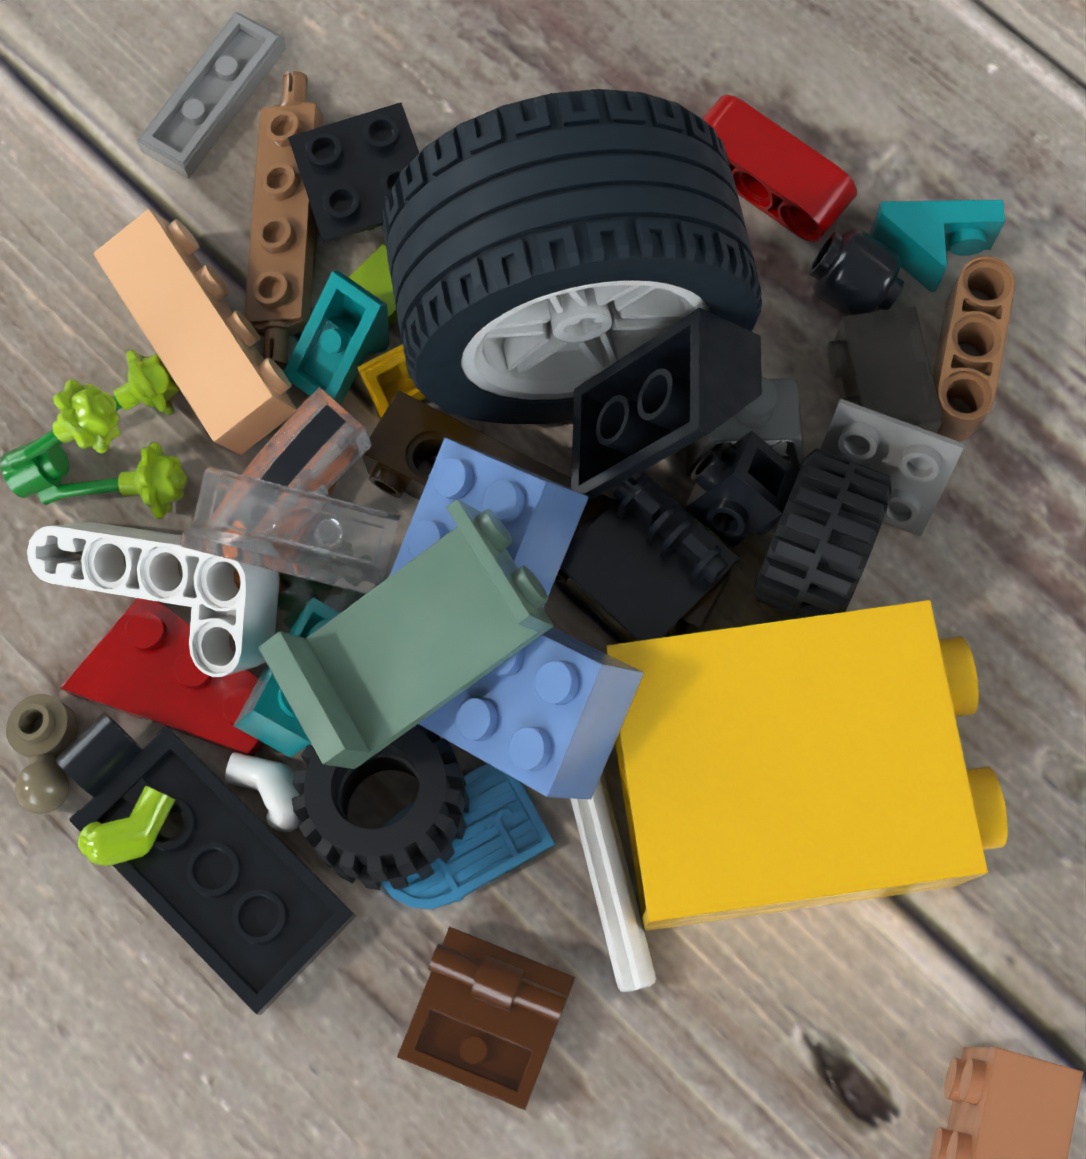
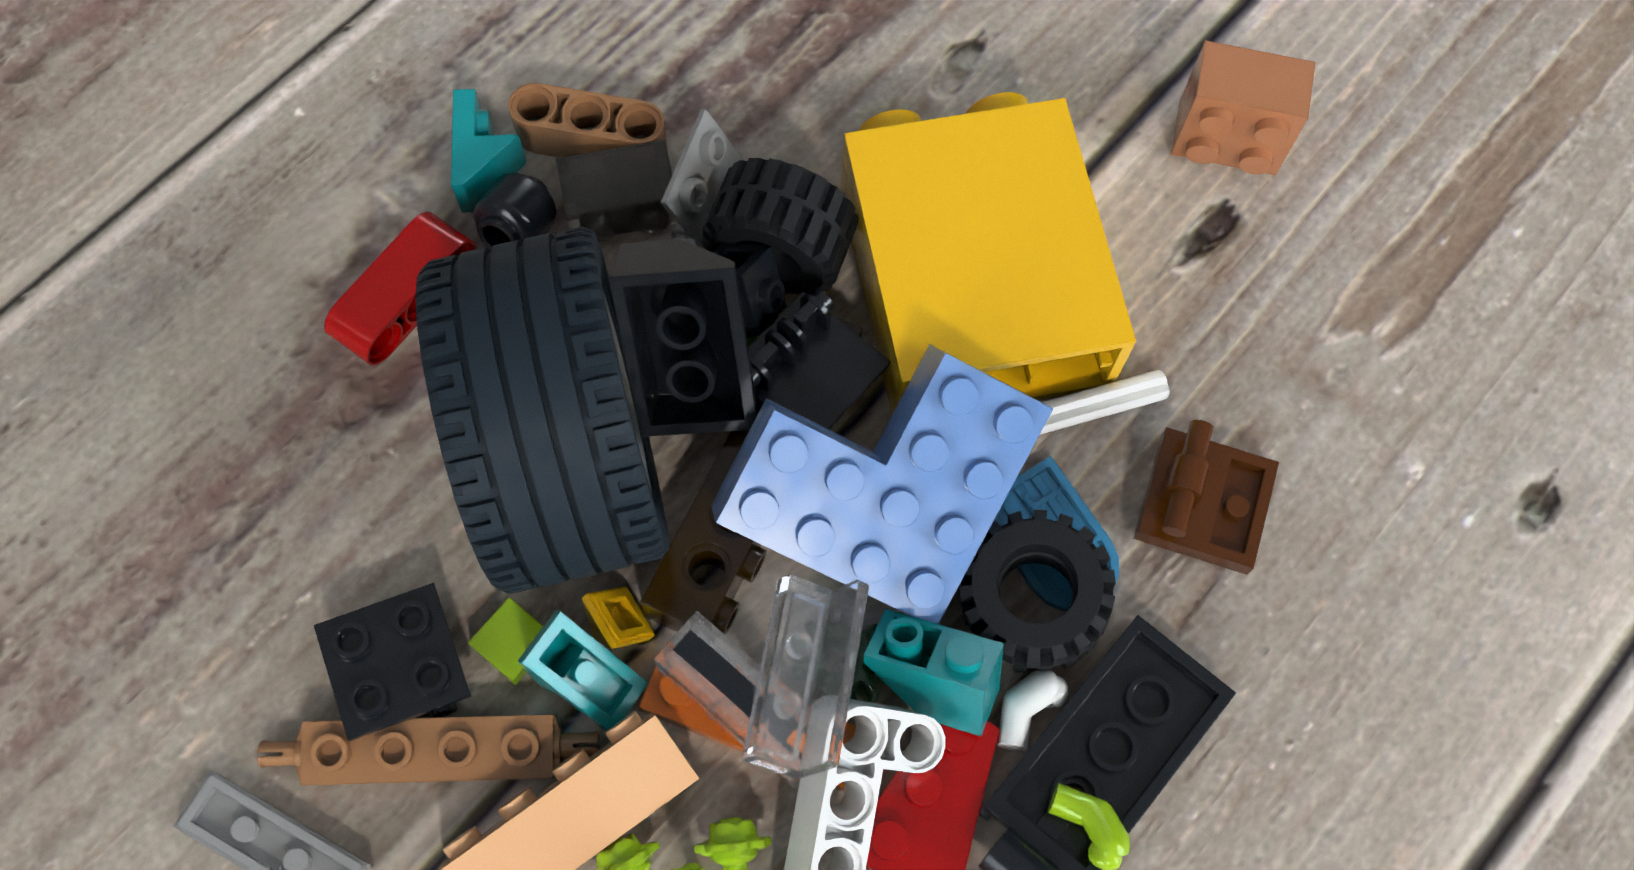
camera: 100 degrees left, 5 degrees down
(410, 641) = (921, 531): sand green panel -> none

